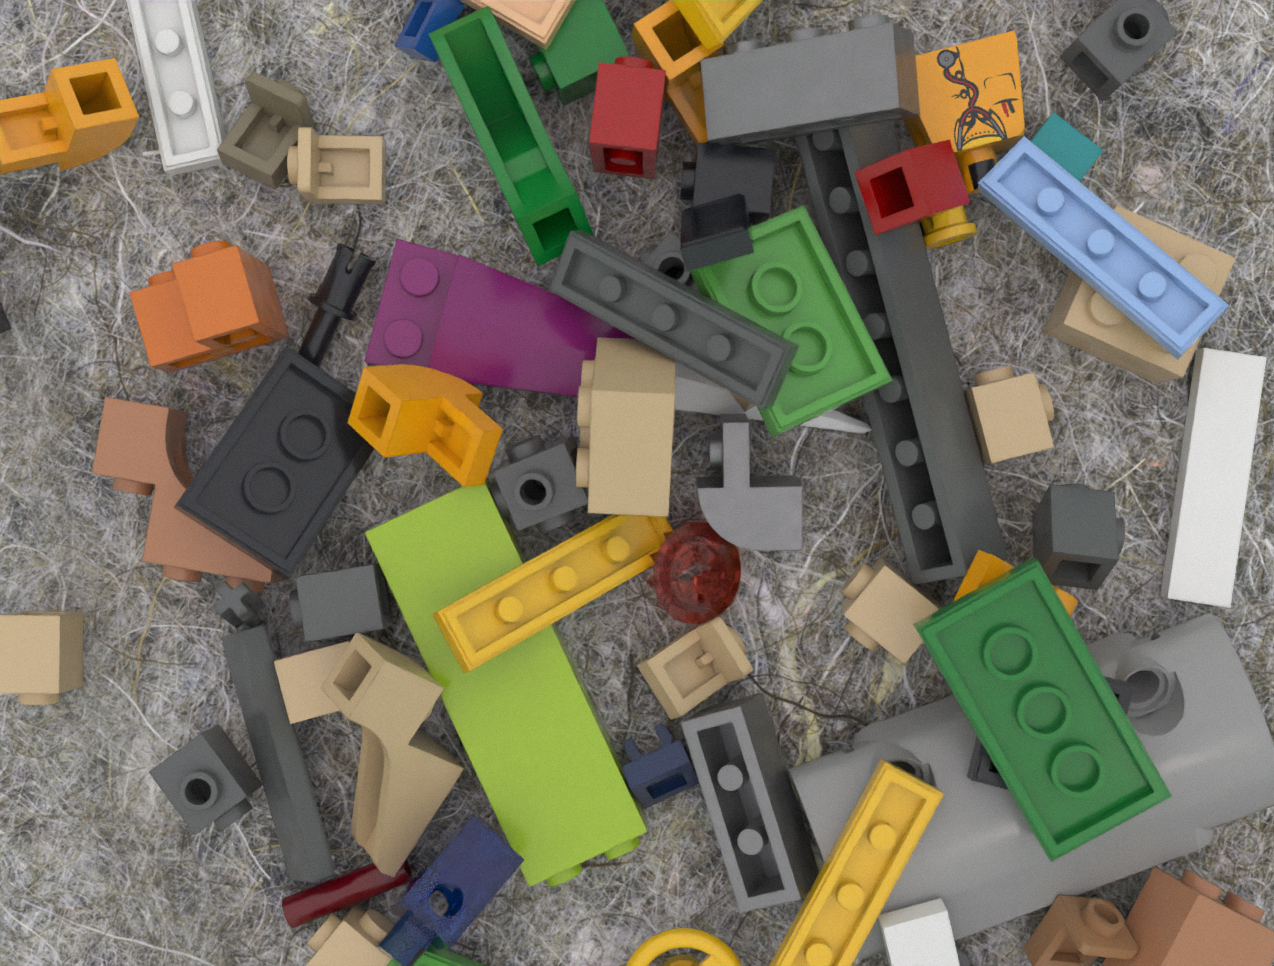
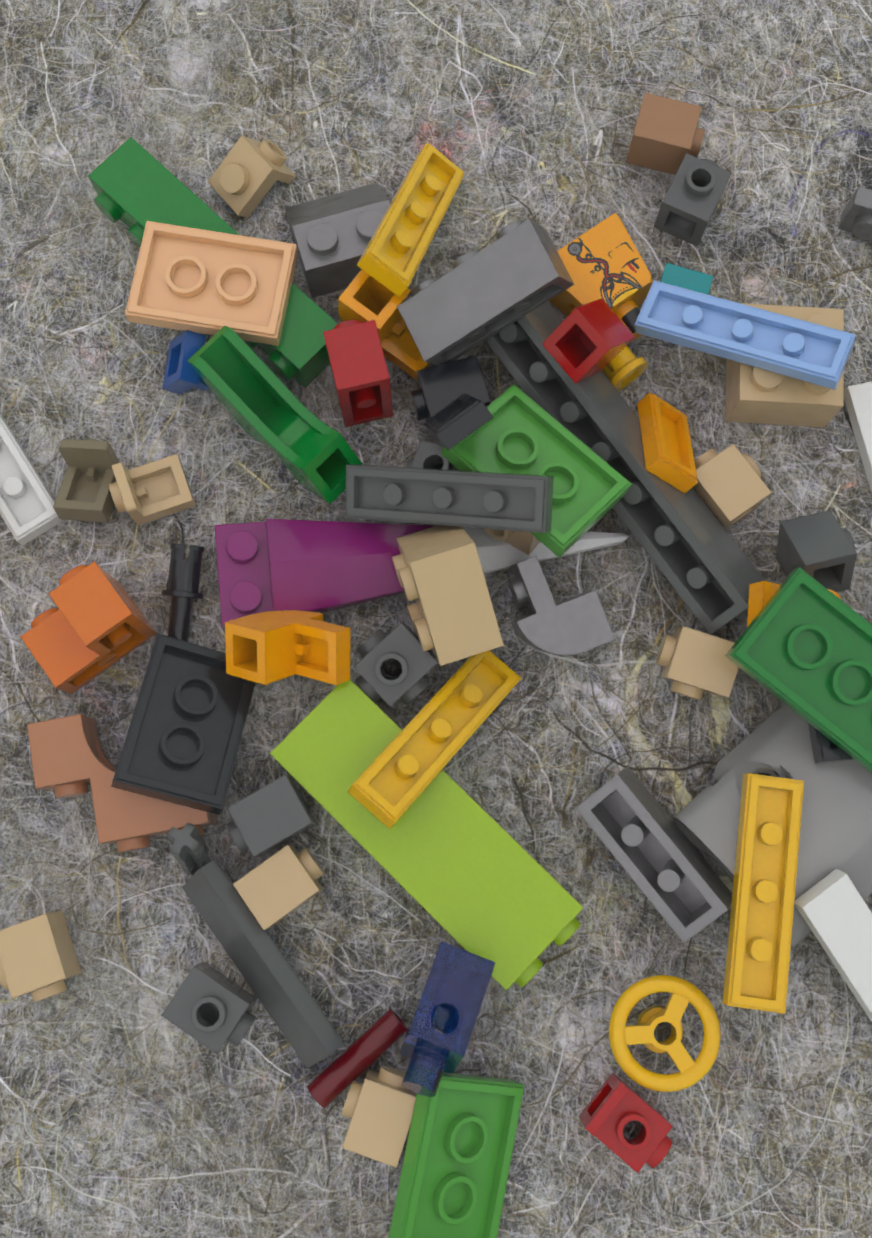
camera: 25 degrees left, 10 degrees down
(400, 769) = (365, 938): tan arch -> none
(660, 772) = (574, 858): dark blue tile -> none
(695, 666) = (568, 763): tan bracket -> none
(712, 589) = (553, 707): clear red gear -> none
(957, 340) = (667, 443): none -> light orange tile

